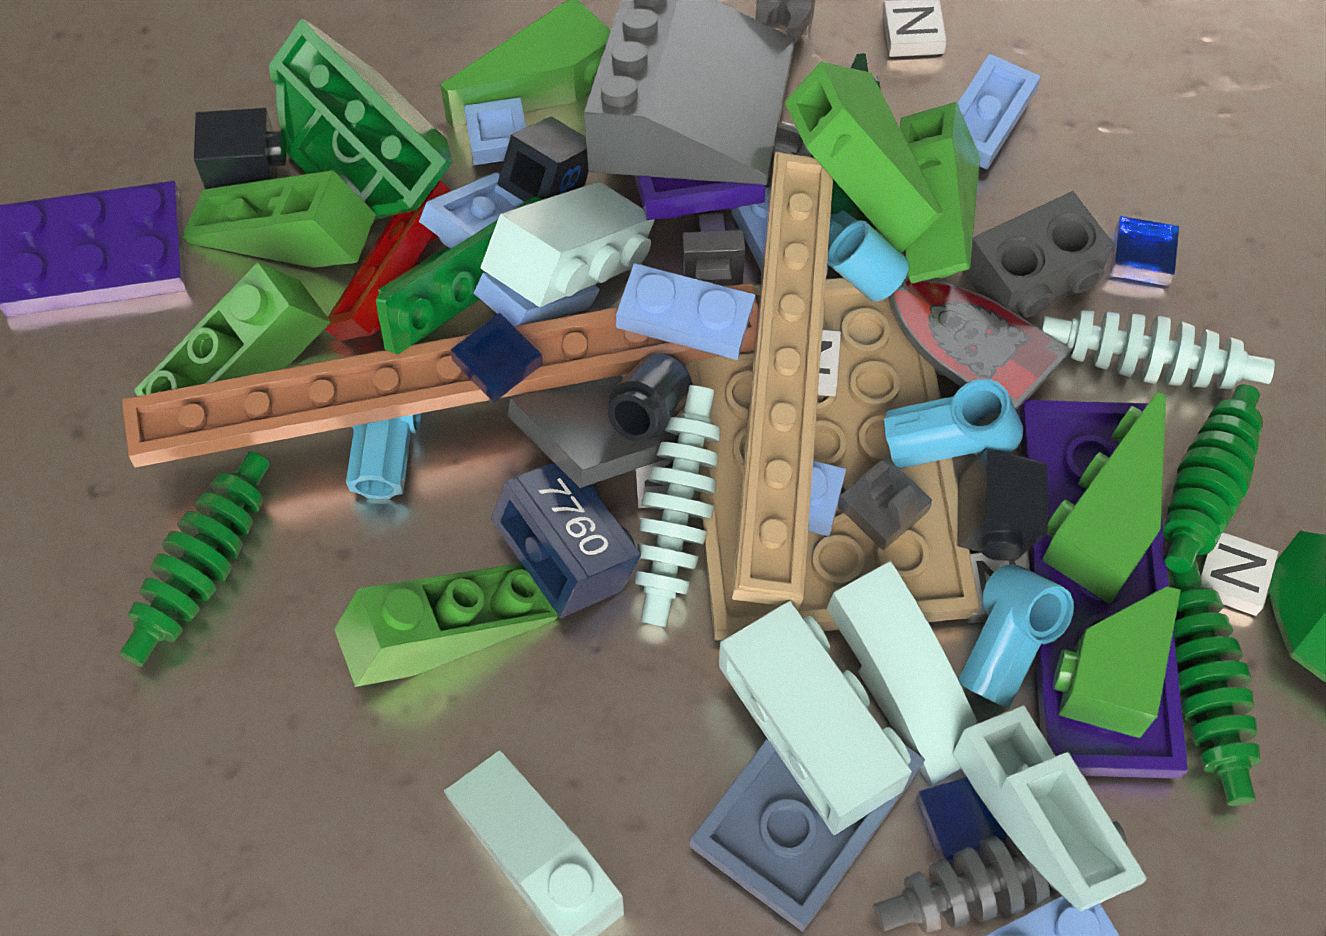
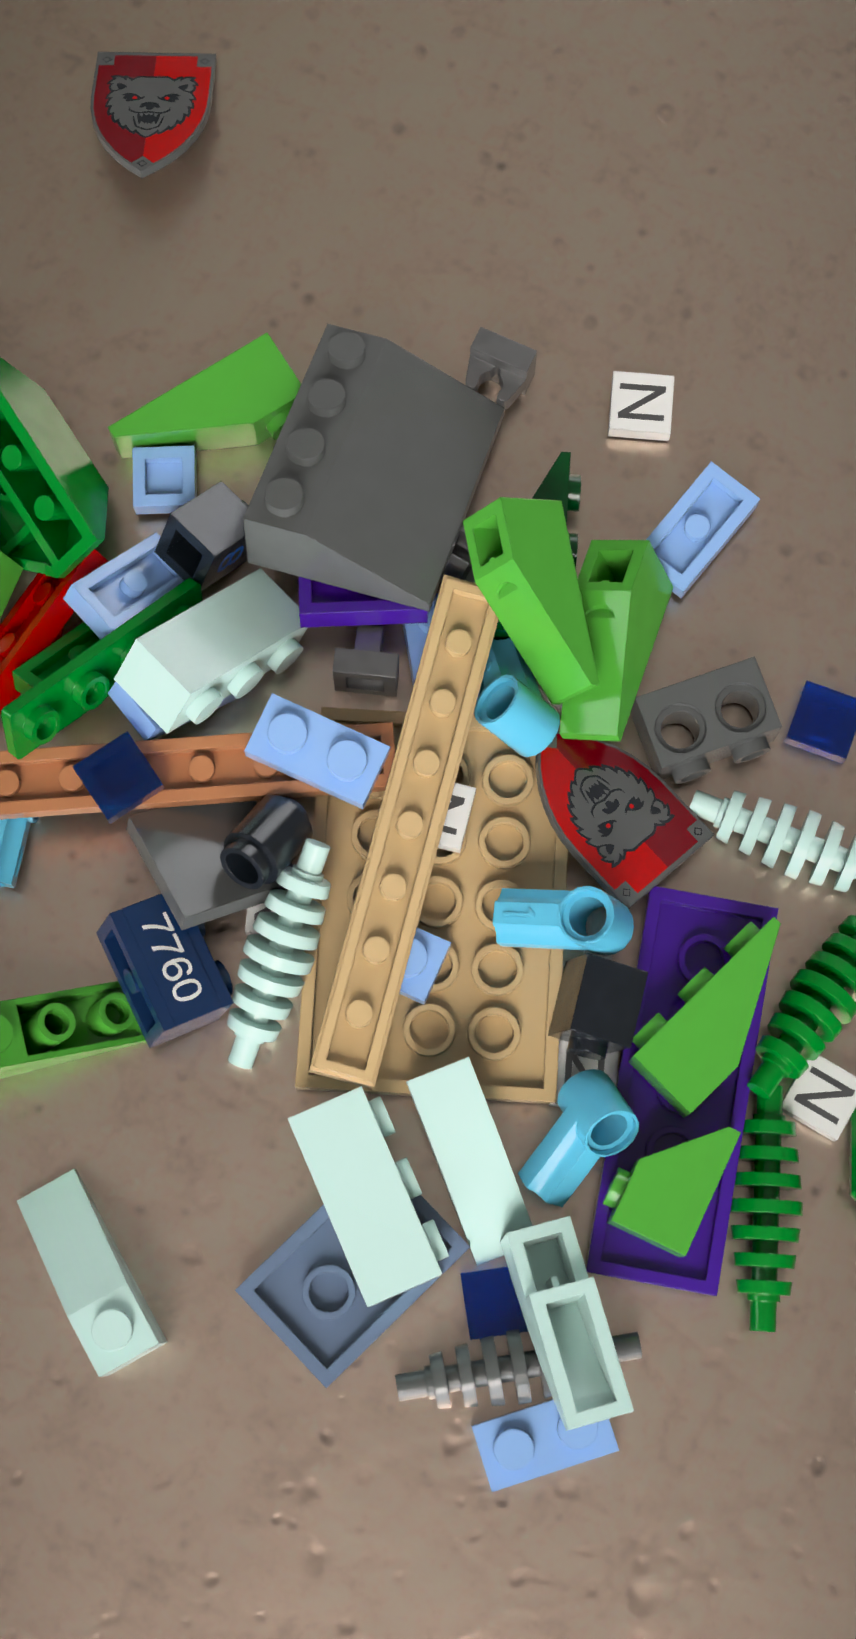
camera: 10 degrees right, 15 degrees up
(884, 503) = (484, 981): flat silver tile -> none

